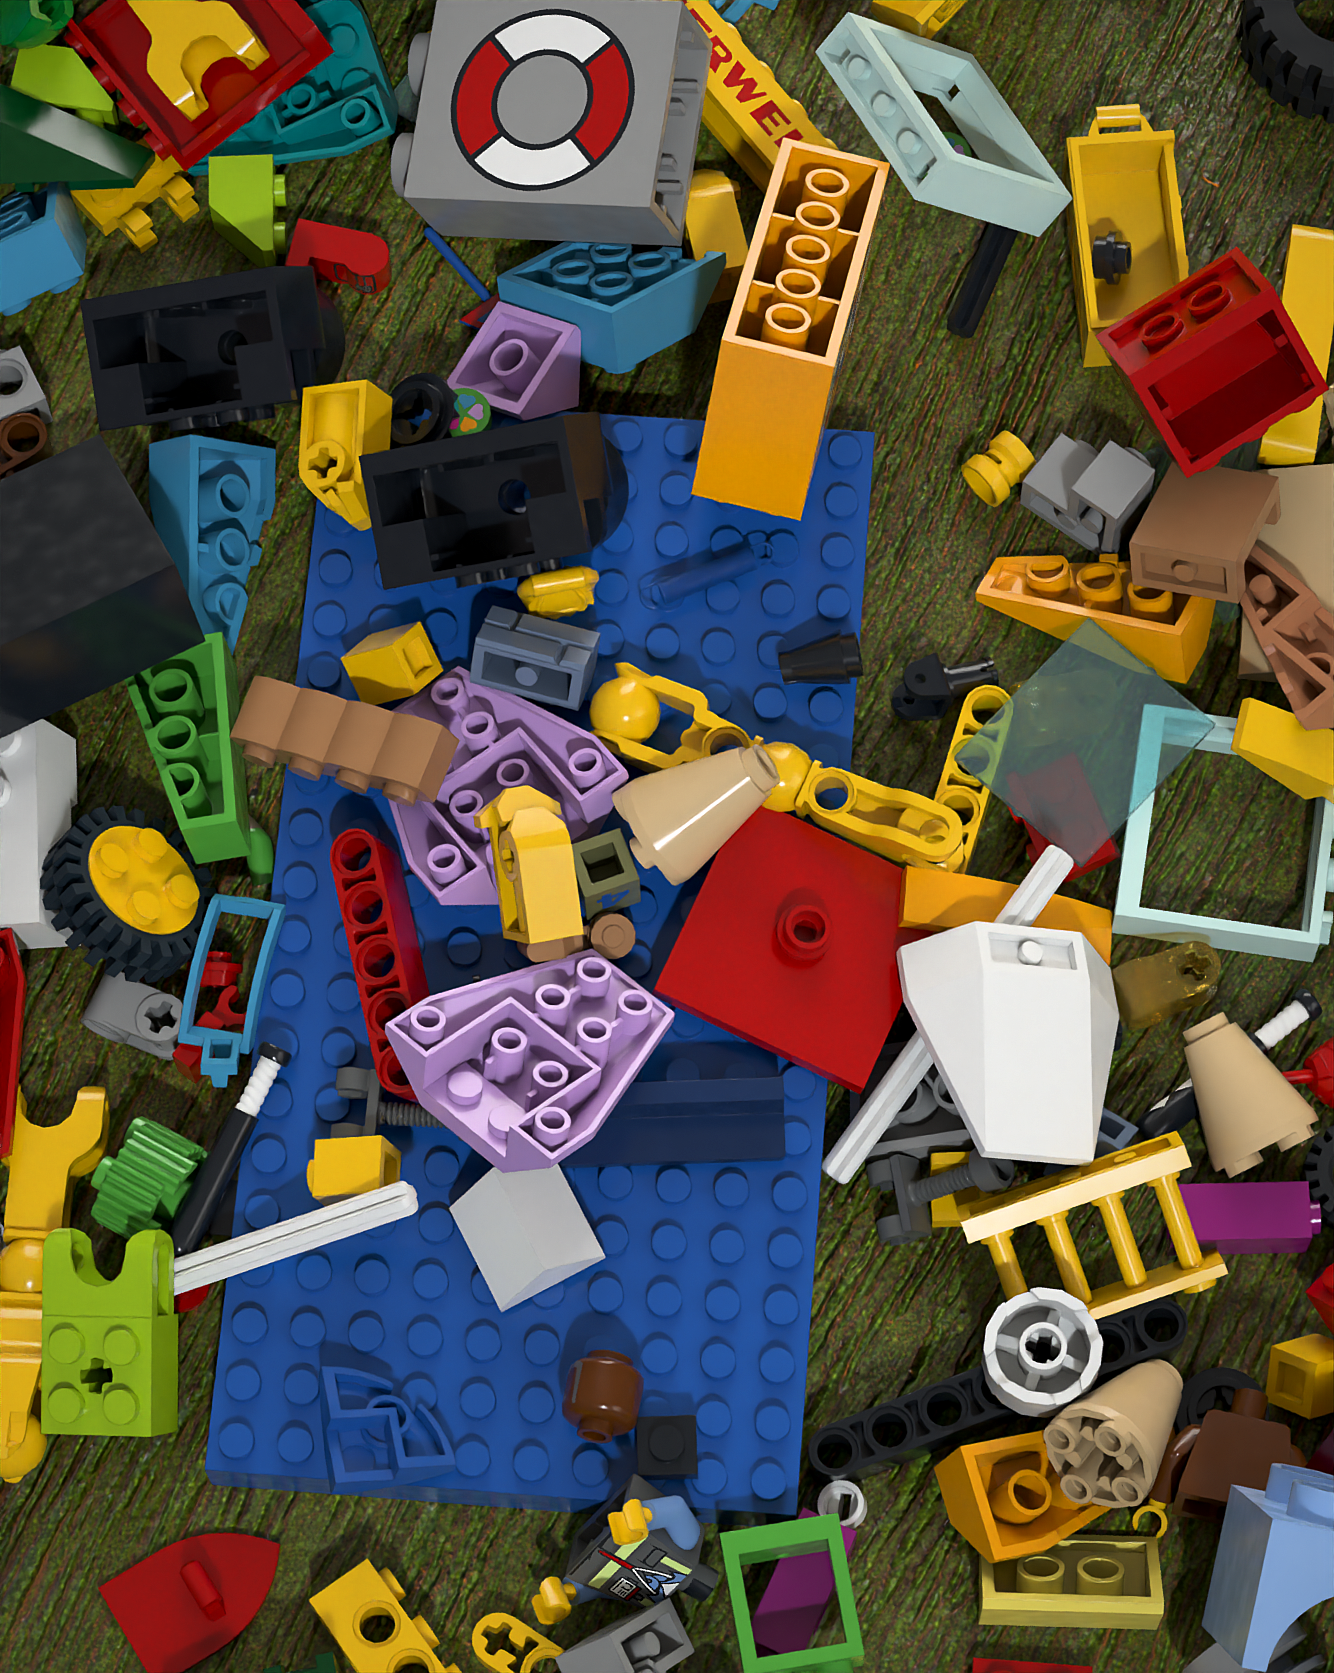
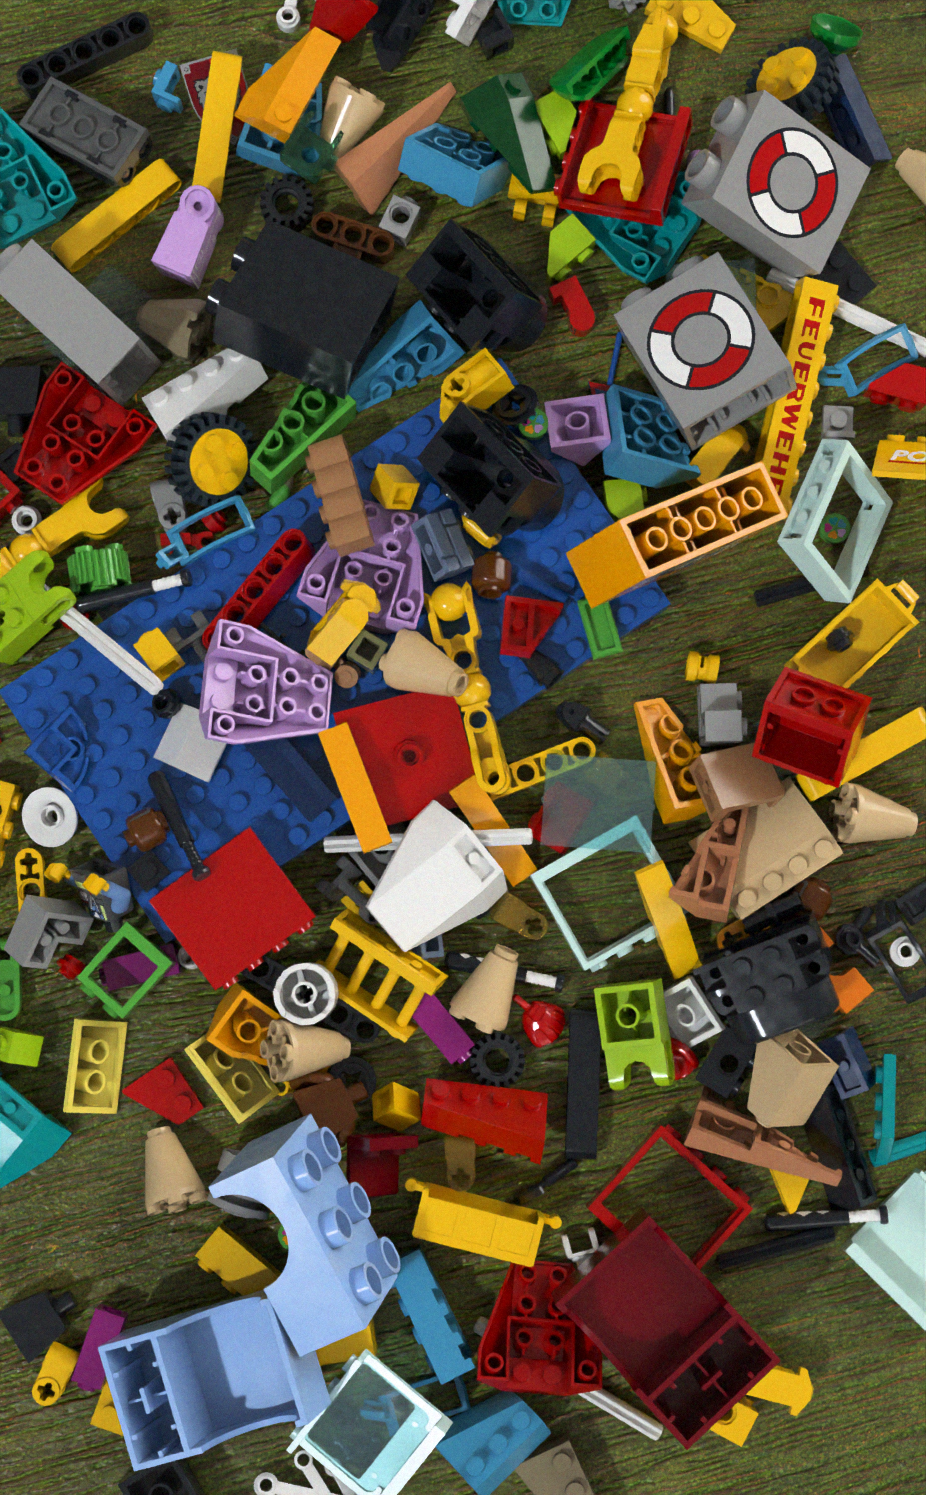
camera: 45 degrees right, 15 degrees up
(424, 1223) = (166, 703): none -> black plate
(451, 1580) = (39, 821): none -> white dish
(593, 1333) = (167, 801): none -> black piece
(634, 627) = (491, 575): none -> reddish brown head
(669, 387) = (623, 498): none -> lime slope
(744, 633) = (526, 624): none -> red wing
(792, 1038) = (355, 787): none -> light orange slope
(793, 50) = (837, 423): none -> light grey bracket
(827, 1361) = (235, 911): none -> red panel
(833, 545) = (600, 629): none -> bright green tile

